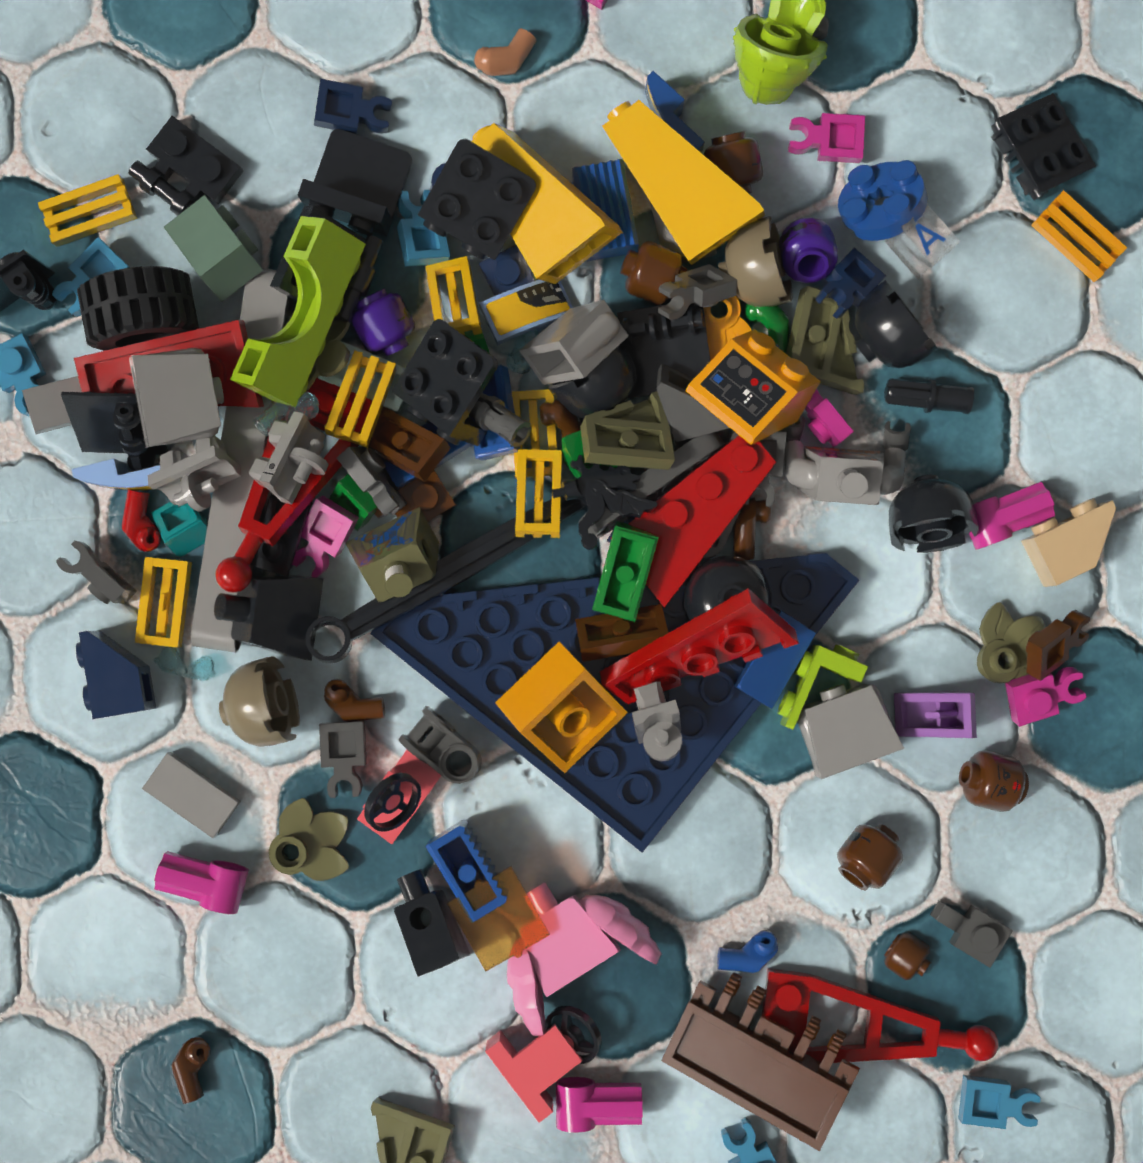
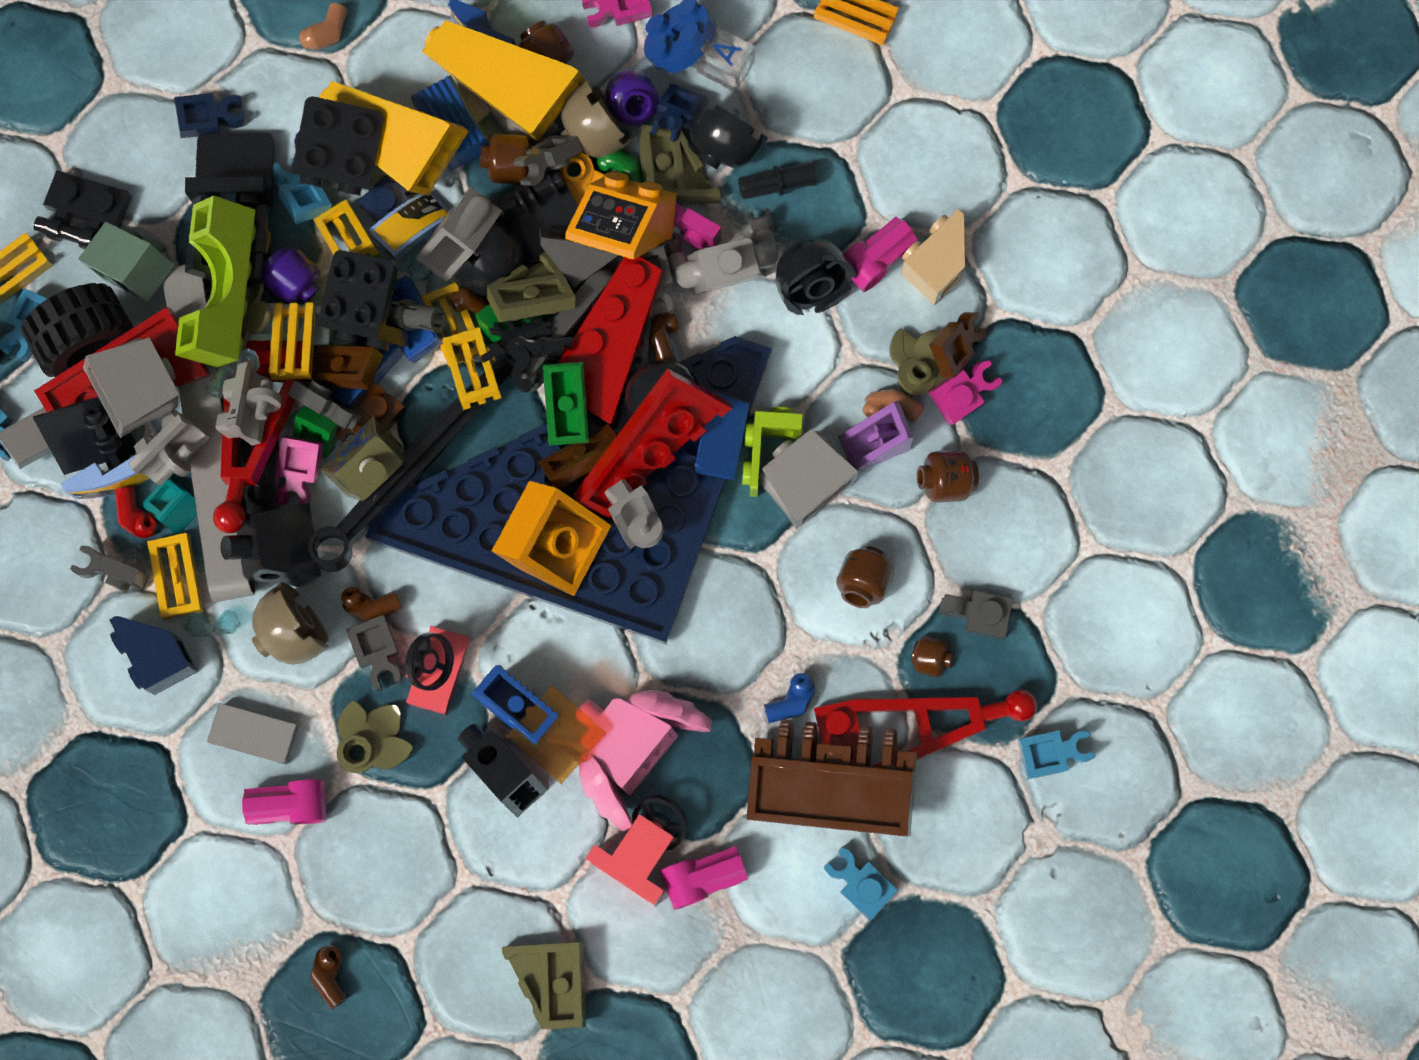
camera: 15 degrees left, 10 degrees down
(440, 745) = (455, 611): dark grey piece -> none
(964, 677) = (879, 399): none -> nougat arm

